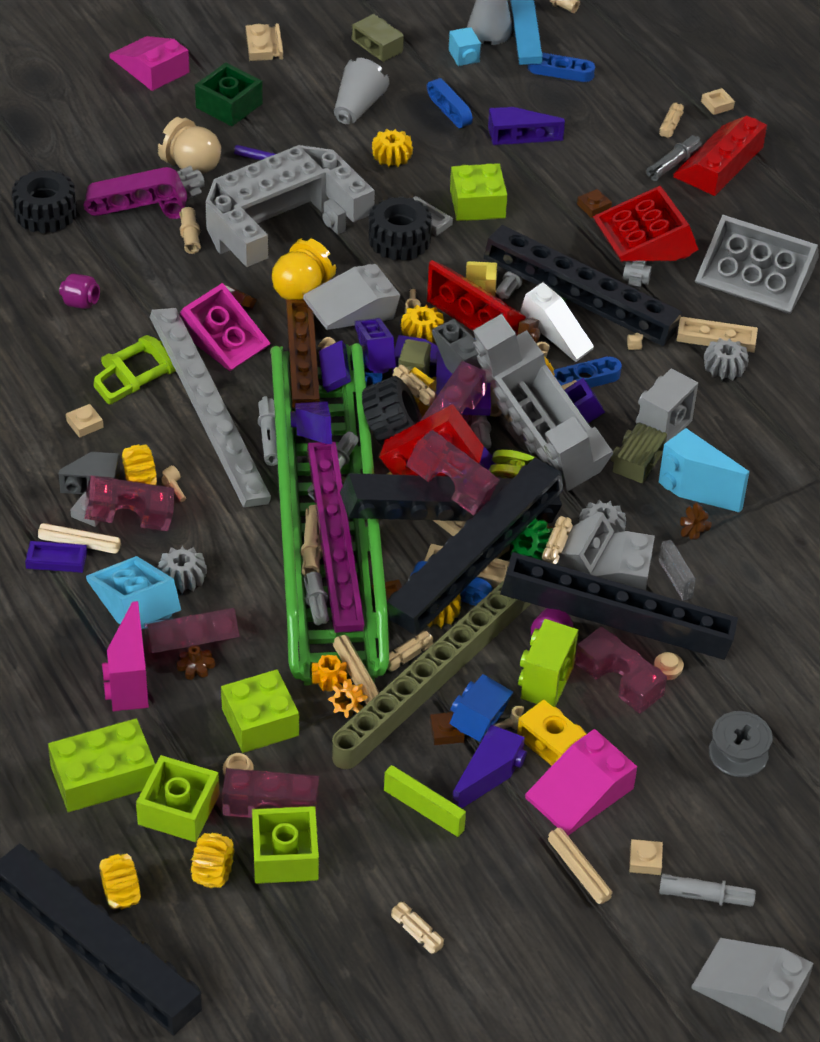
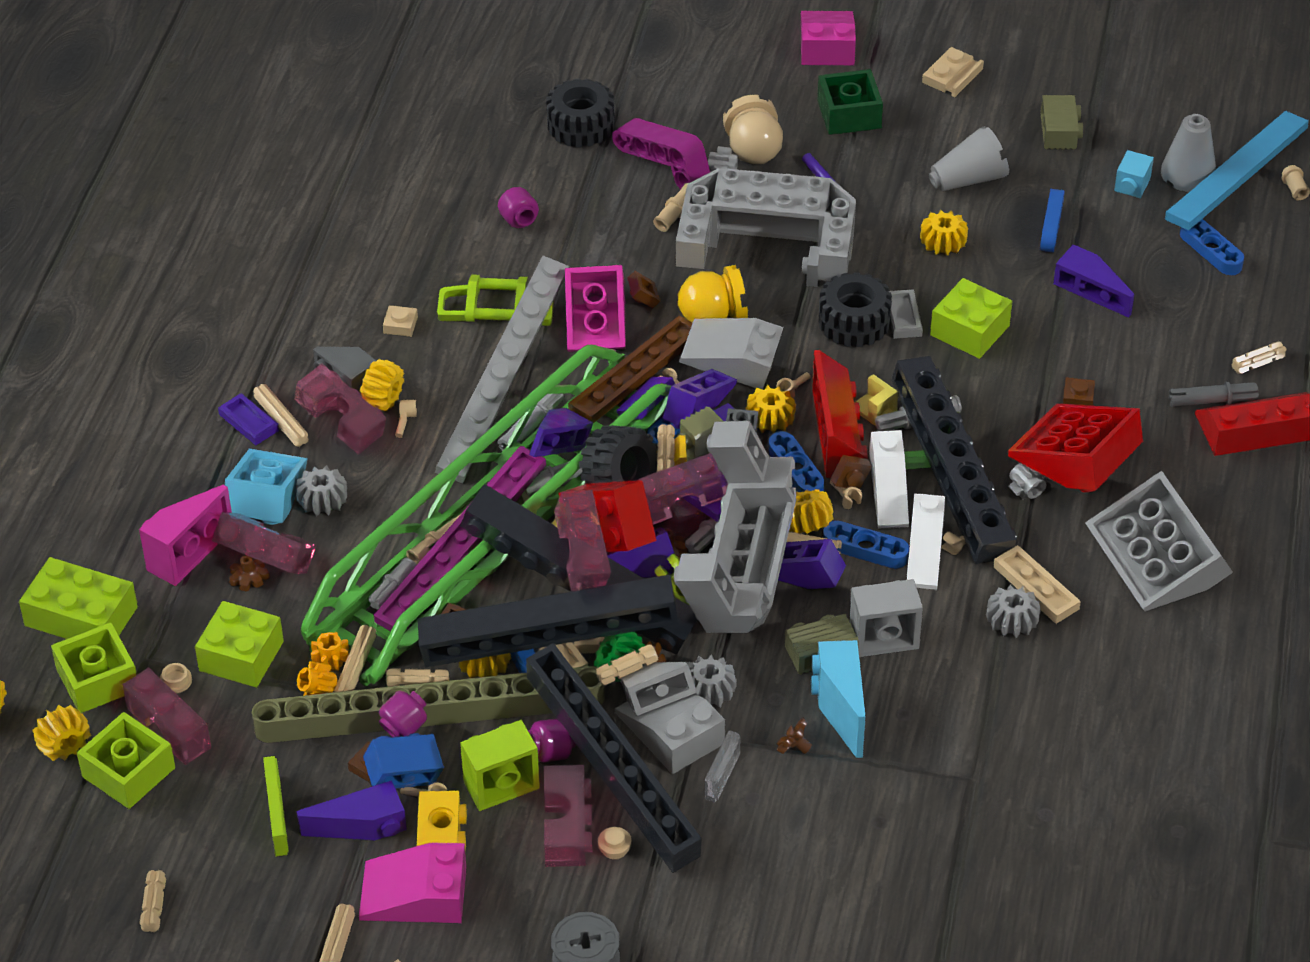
camera: 45 degrees right, 0 degrees up
(449, 674) = (403, 714): none -> magenta head
(615, 339) = (926, 540): none -> white slope

